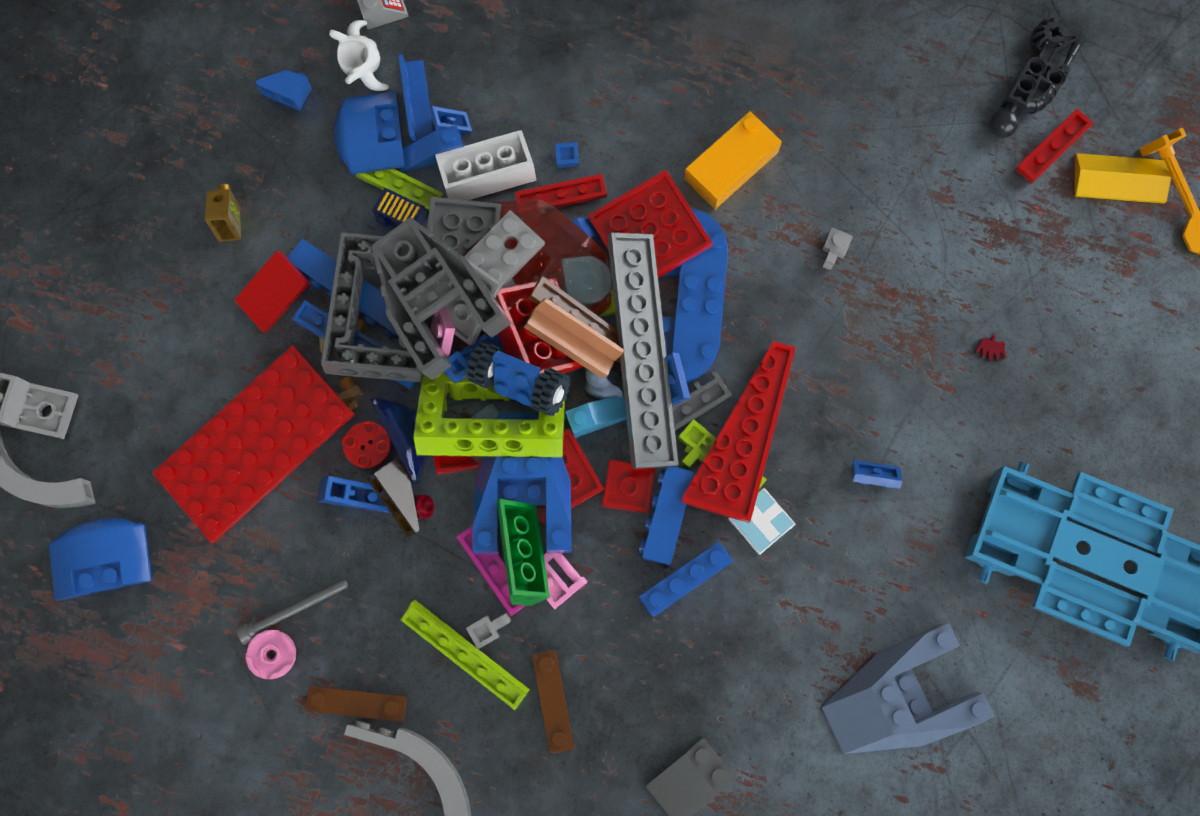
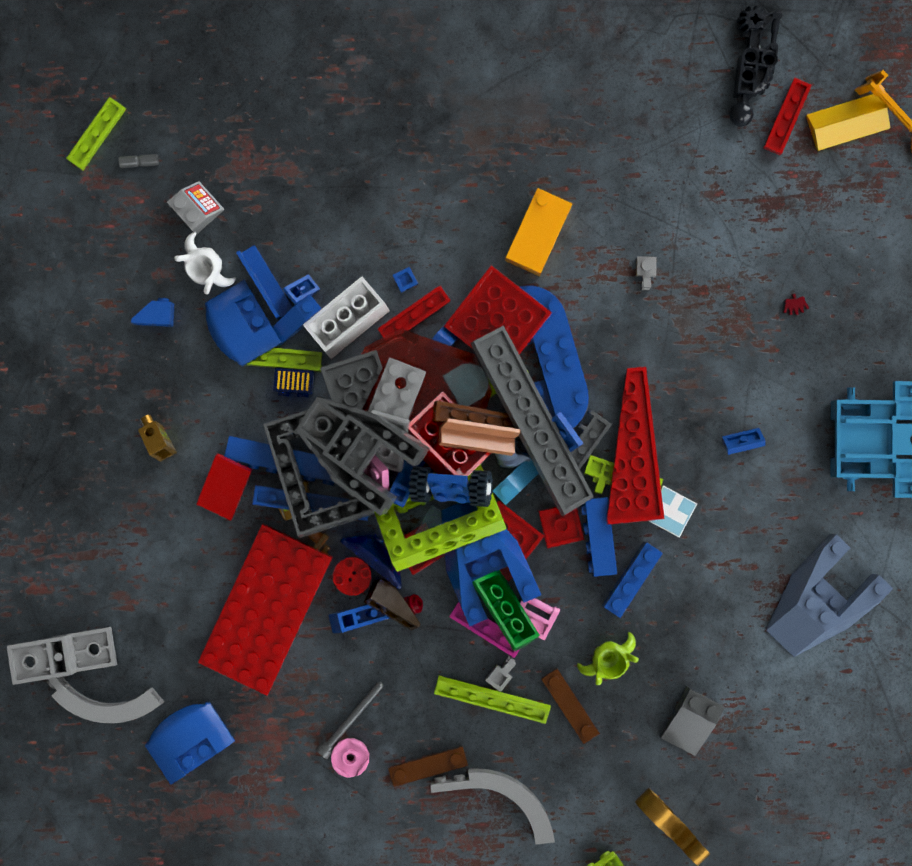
camera: 20 degrees left, 10 degrees up
(621, 664) = (610, 660): none -> lime piece

